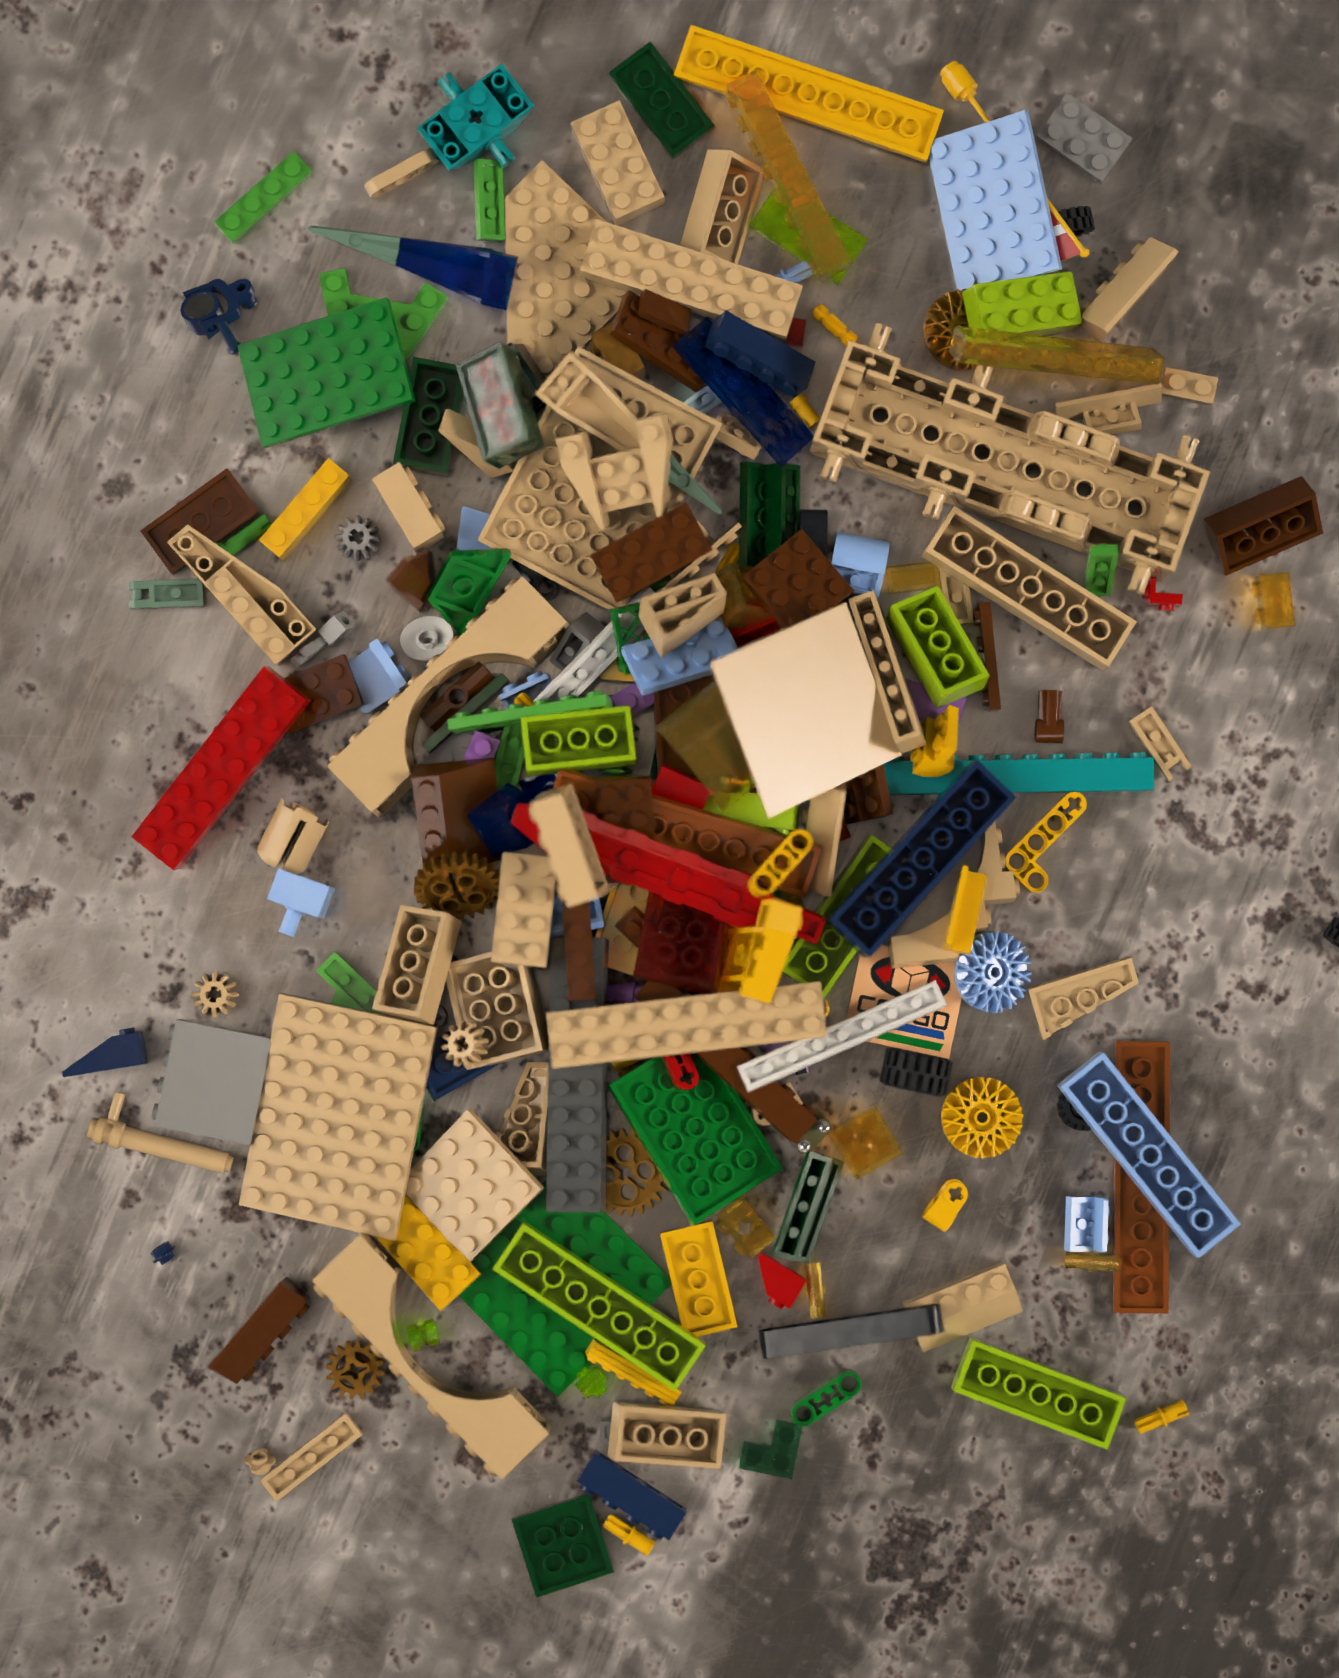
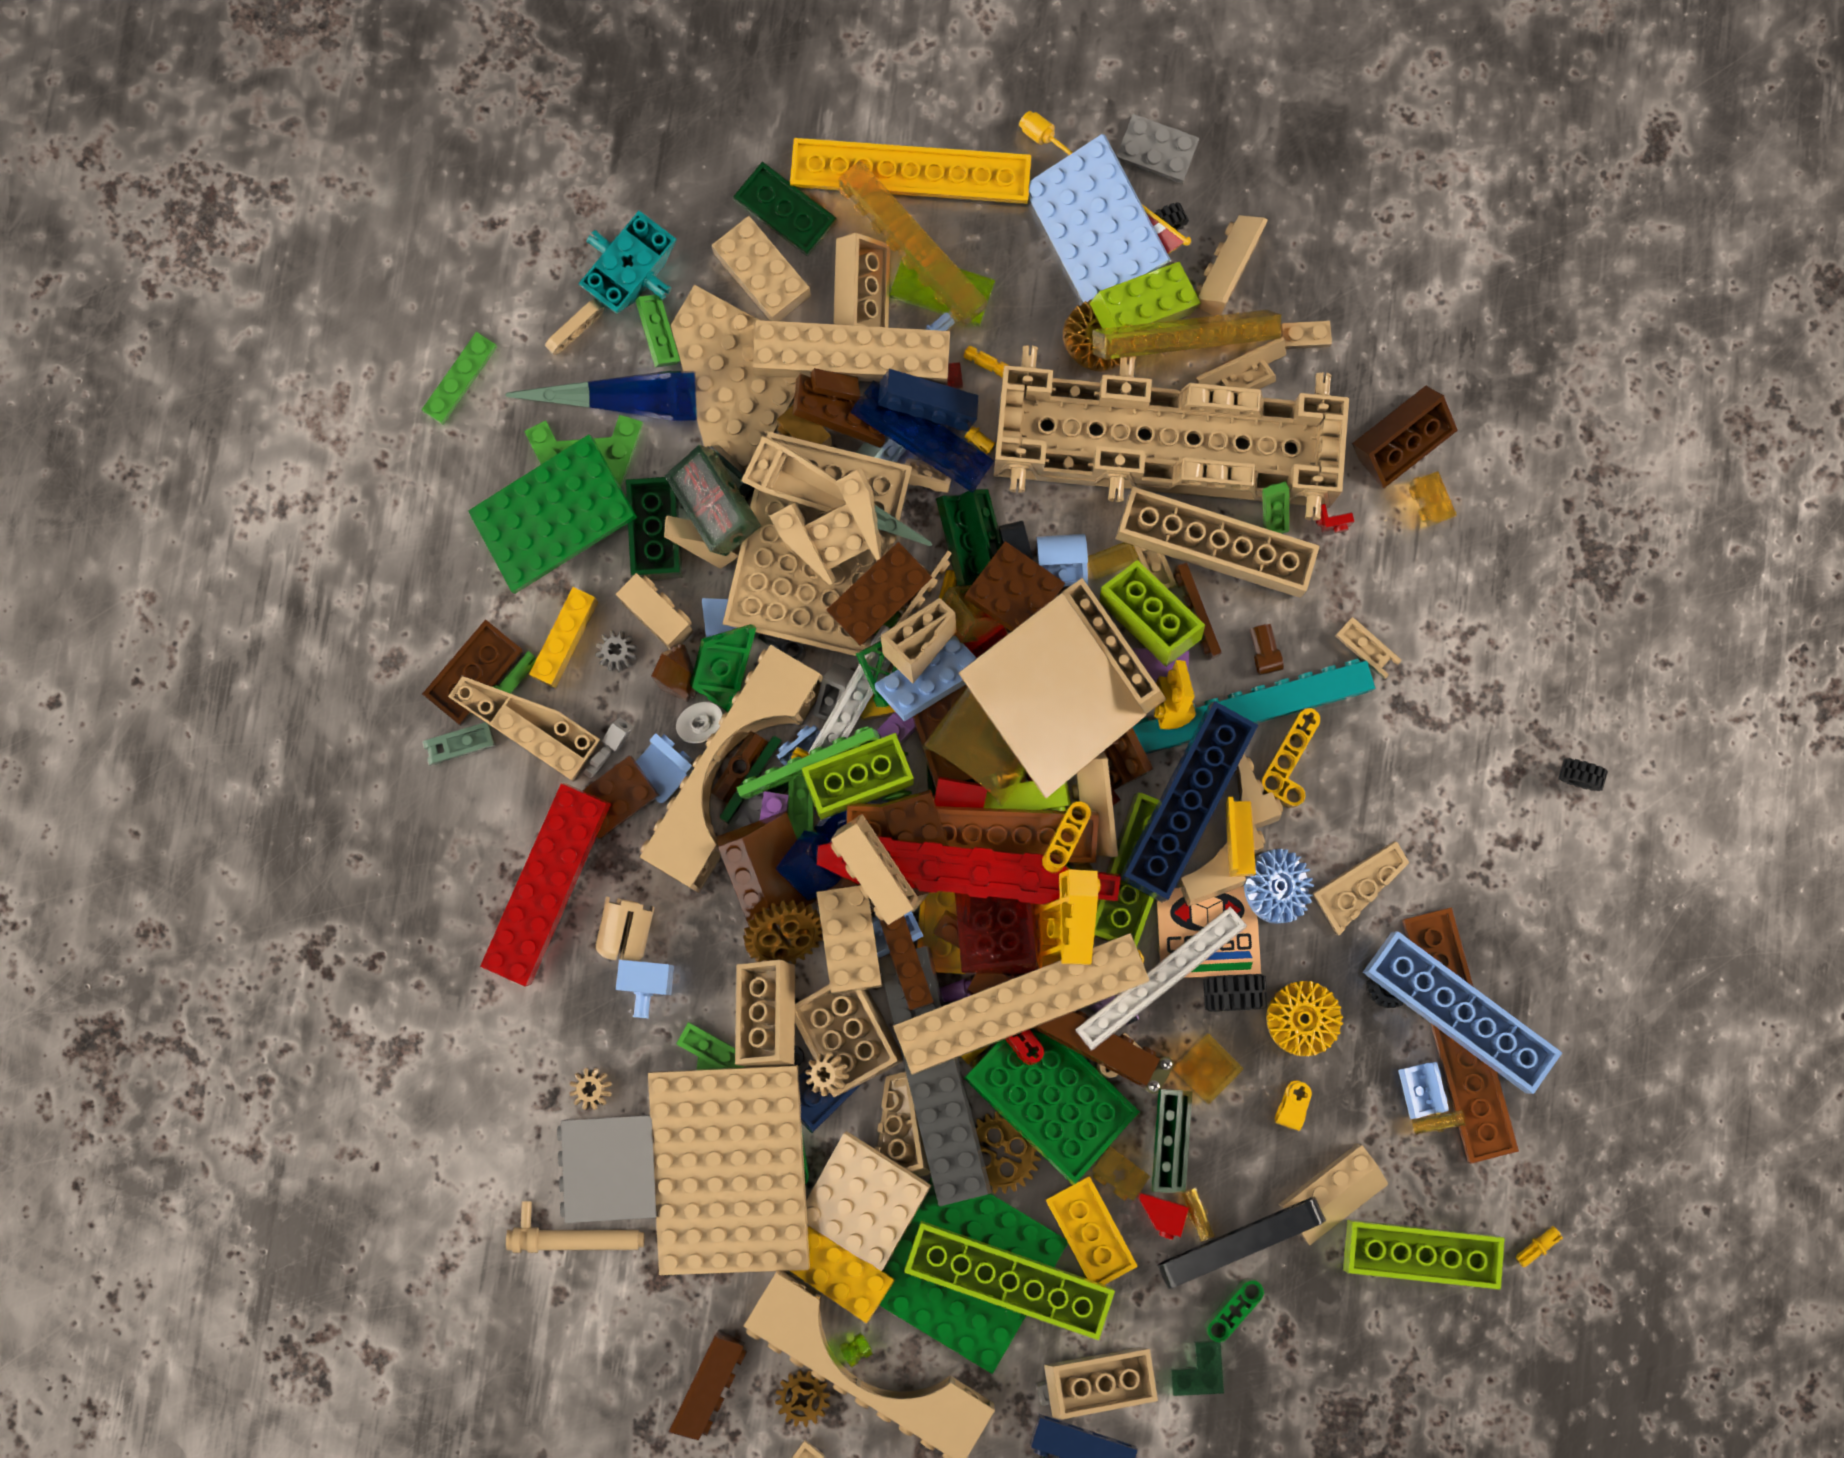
camera: 15 degrees left, 5 degrees down
(116, 1052) = (512, 1166): dark blue slope -> none
(163, 1253) = (601, 1337): dark blue plate -> none
(207, 316) = (434, 491): dark blue piece -> none
(591, 1382) = (1019, 1352): clear neon green gear -> none
(627, 1370) = (1048, 1332): yellow piece -> none

